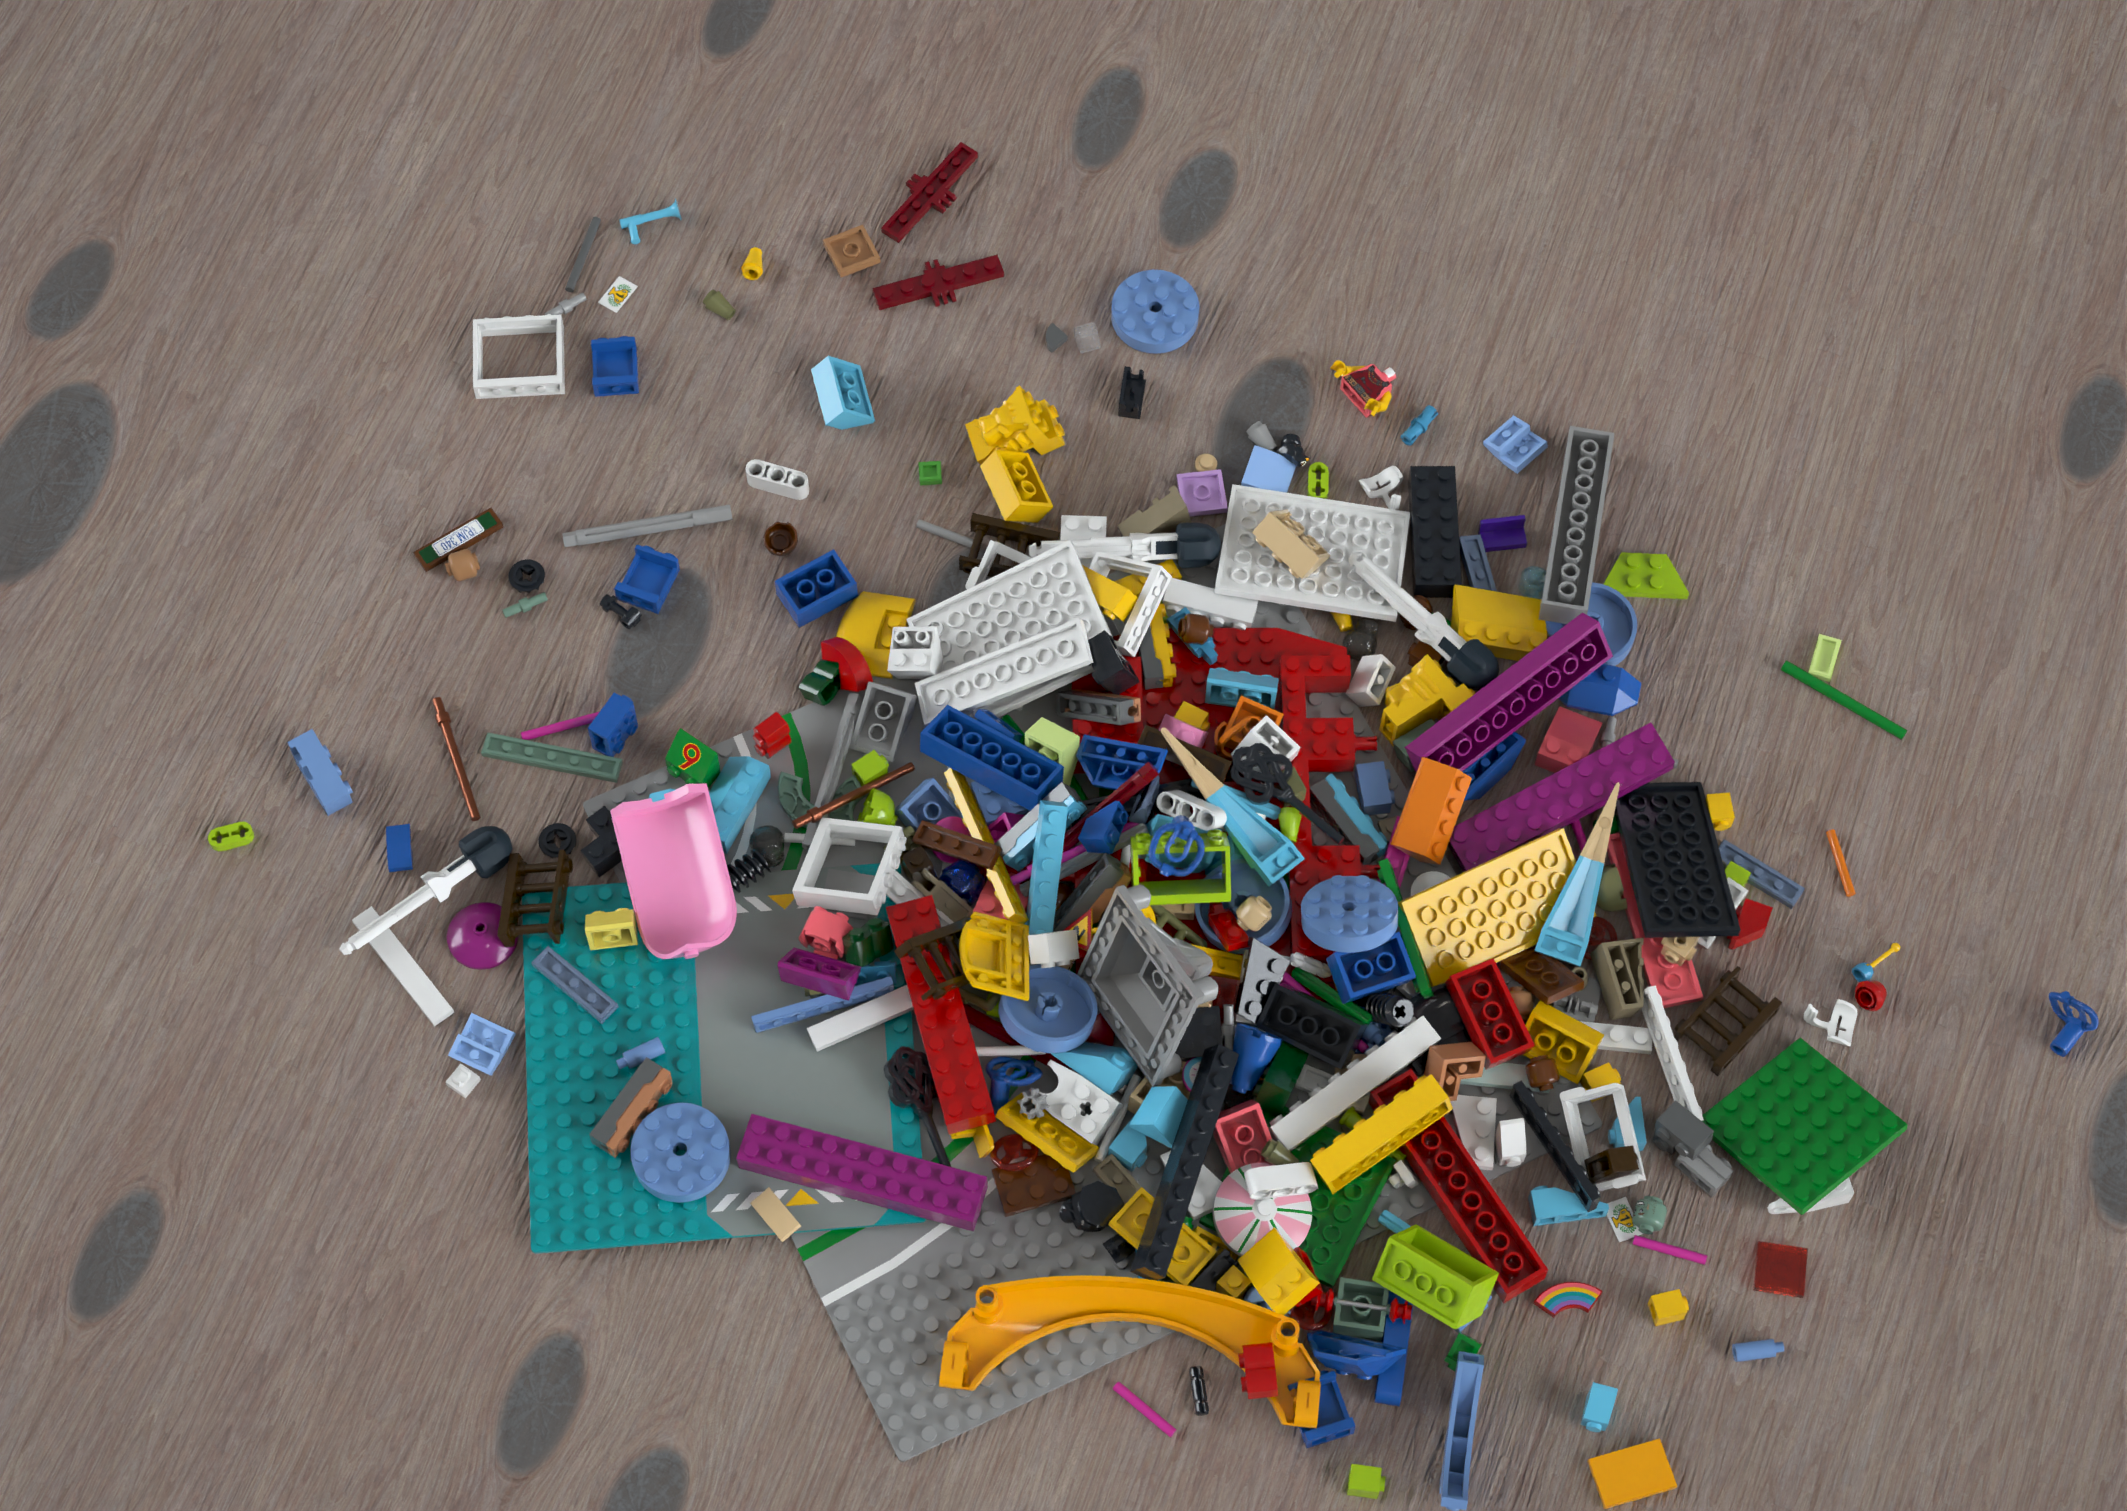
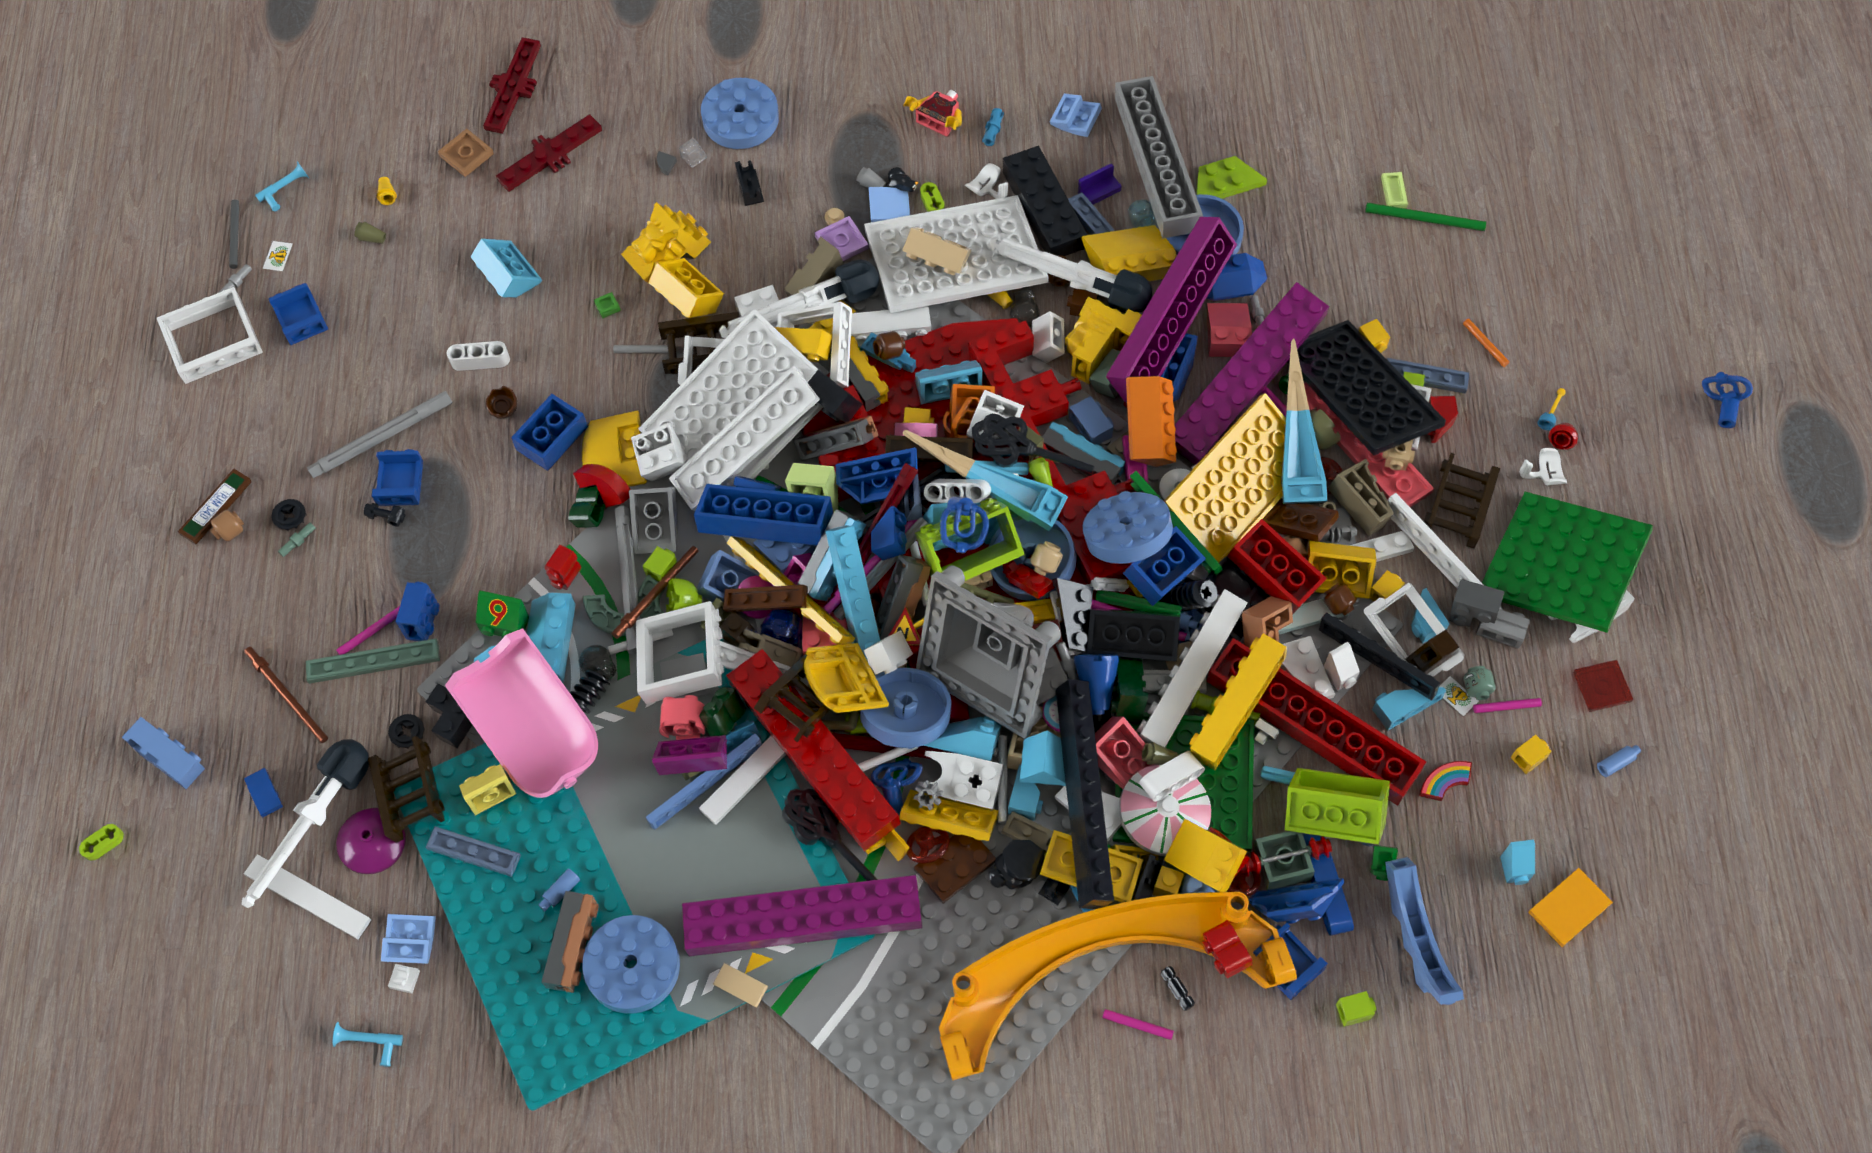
camera: 20 degrees left, 0 degrees up
(426, 1132) = (381, 1038): none -> medium azure piece

